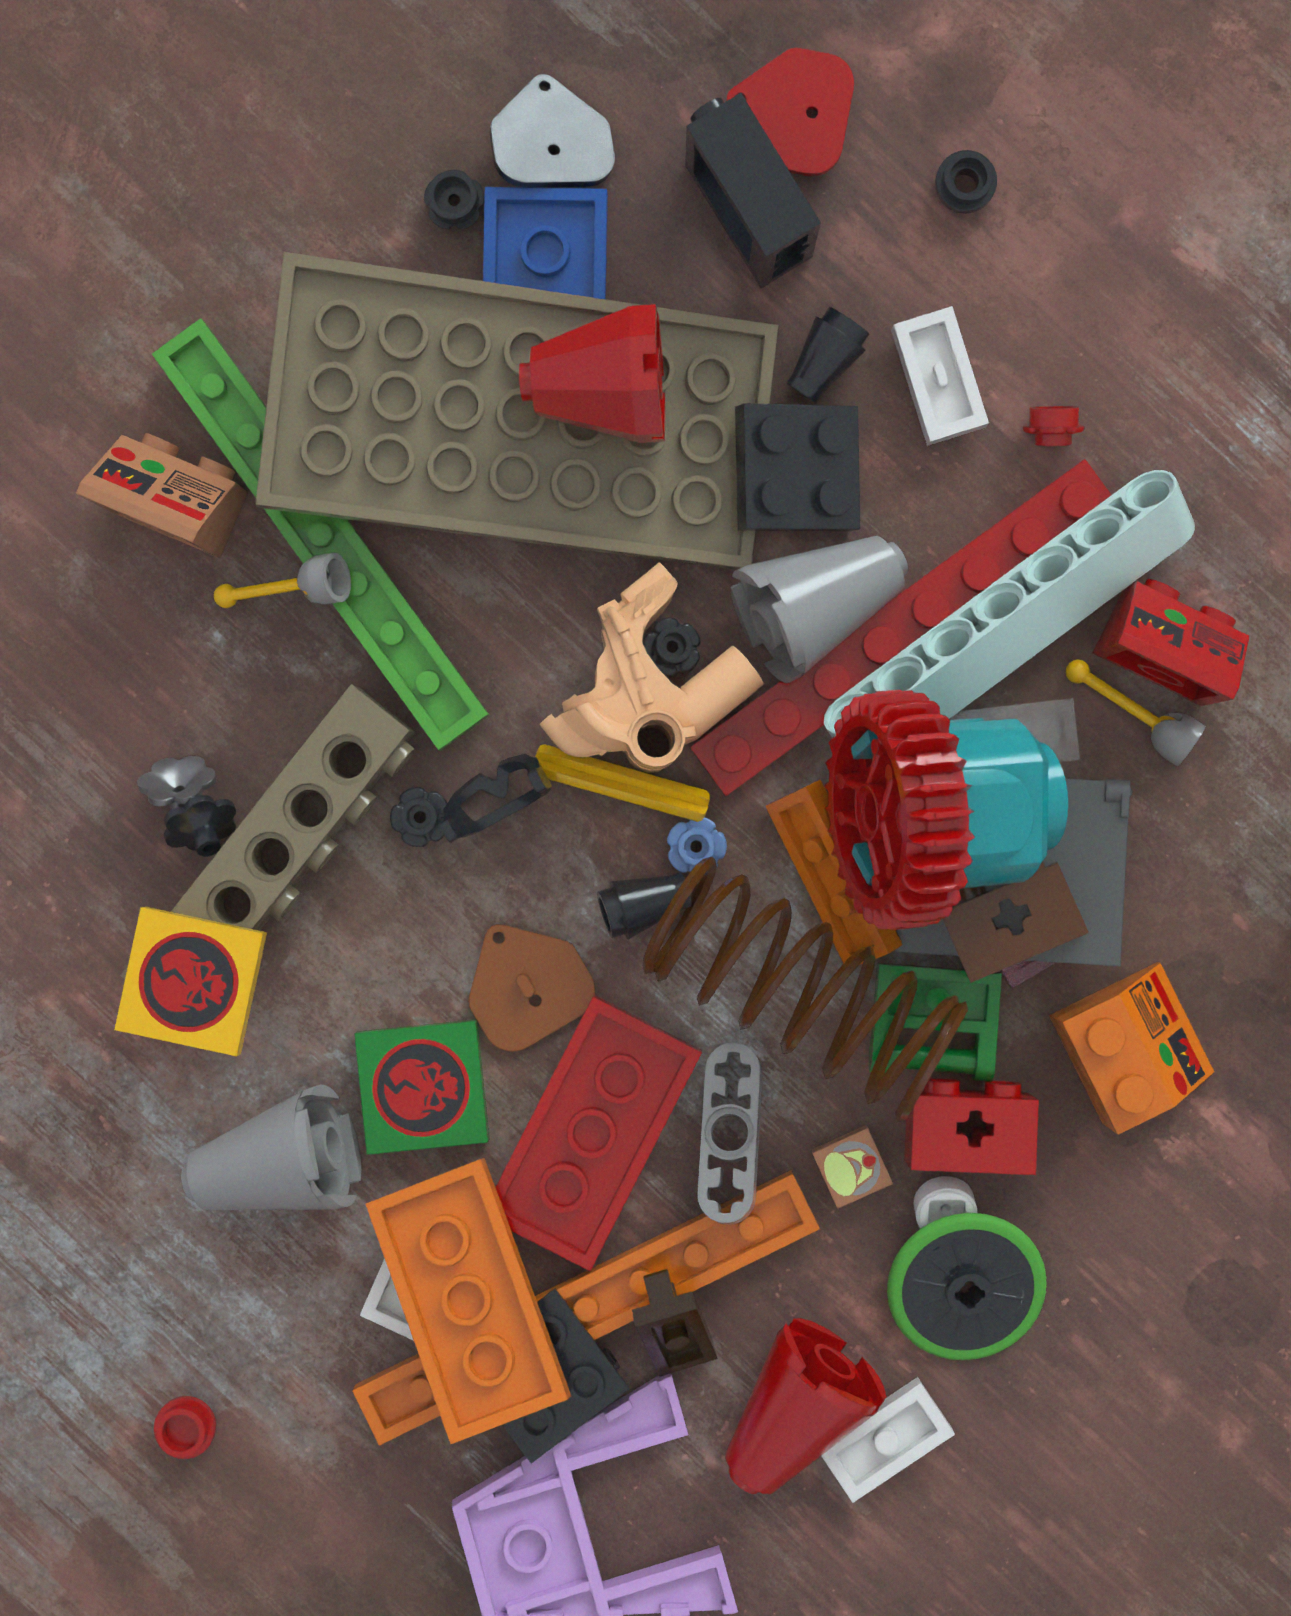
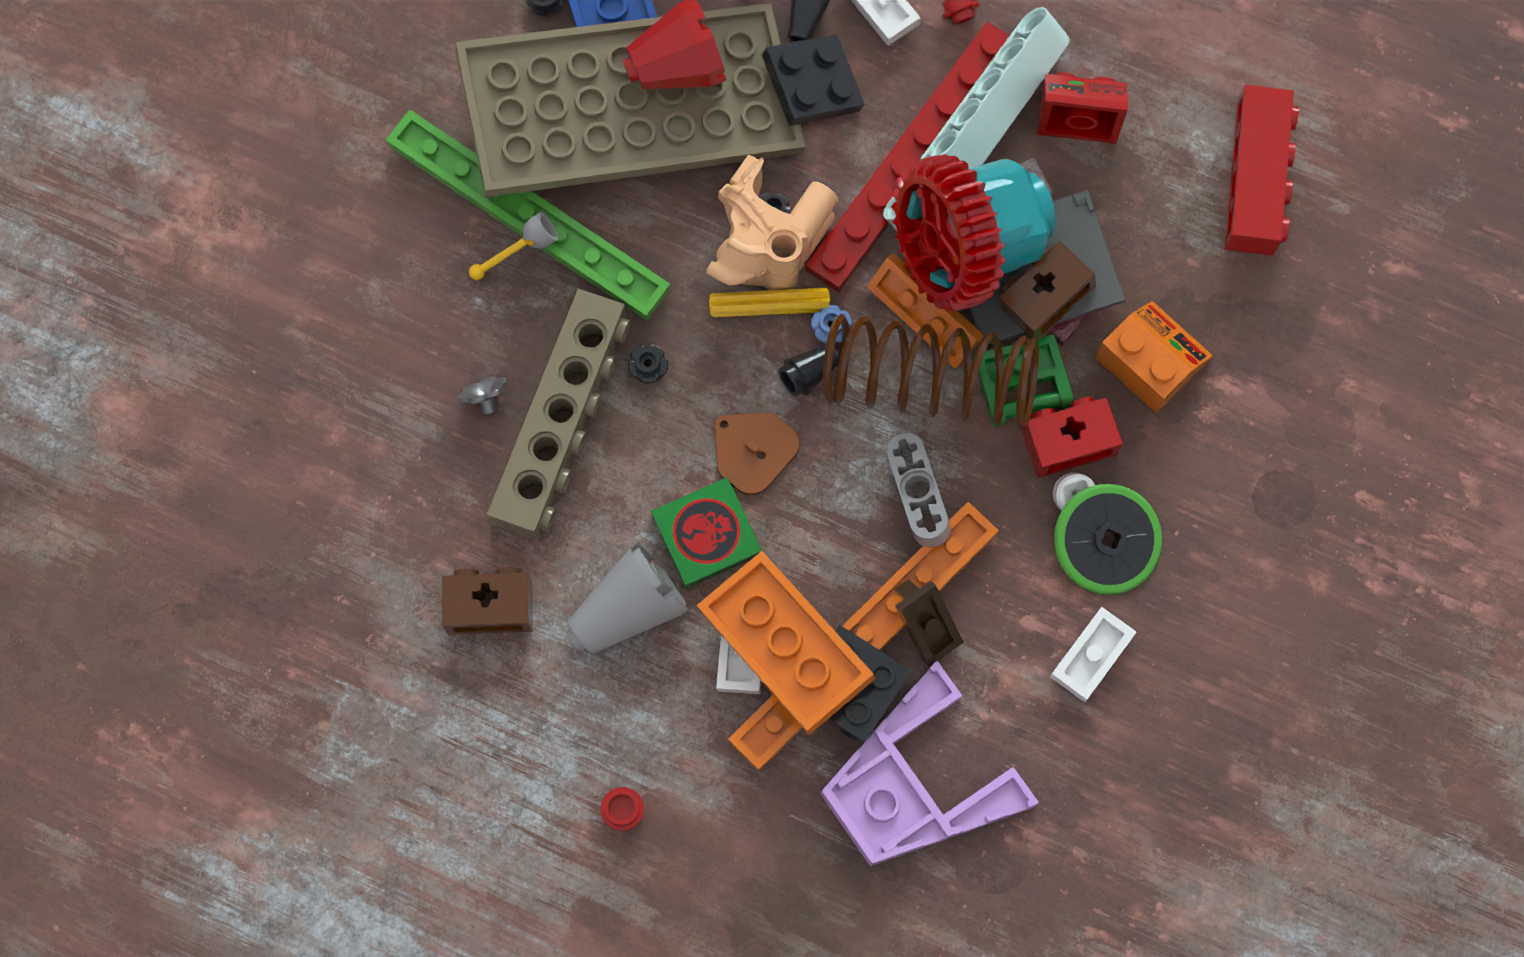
camera: 15 degrees left, 15 degrees down
(56, 1096) = (507, 613): none -> reddish brown brick
(166, 493) = (422, 219): nougat slope -> none
(190, 981) = (535, 499): tile -> none
(200, 824) = (506, 411): black plant -> none
(460, 825) = (718, 312): black helmet -> none
(593, 1131) = (829, 519): red plate -> none
(800, 1407) = (1027, 649): red cone -> none
(815, 599) = (850, 149): light grey cone -> none
(851, 1166) = (1005, 490): tile -> none
(1171, 734) = (1103, 161): hinge -> none

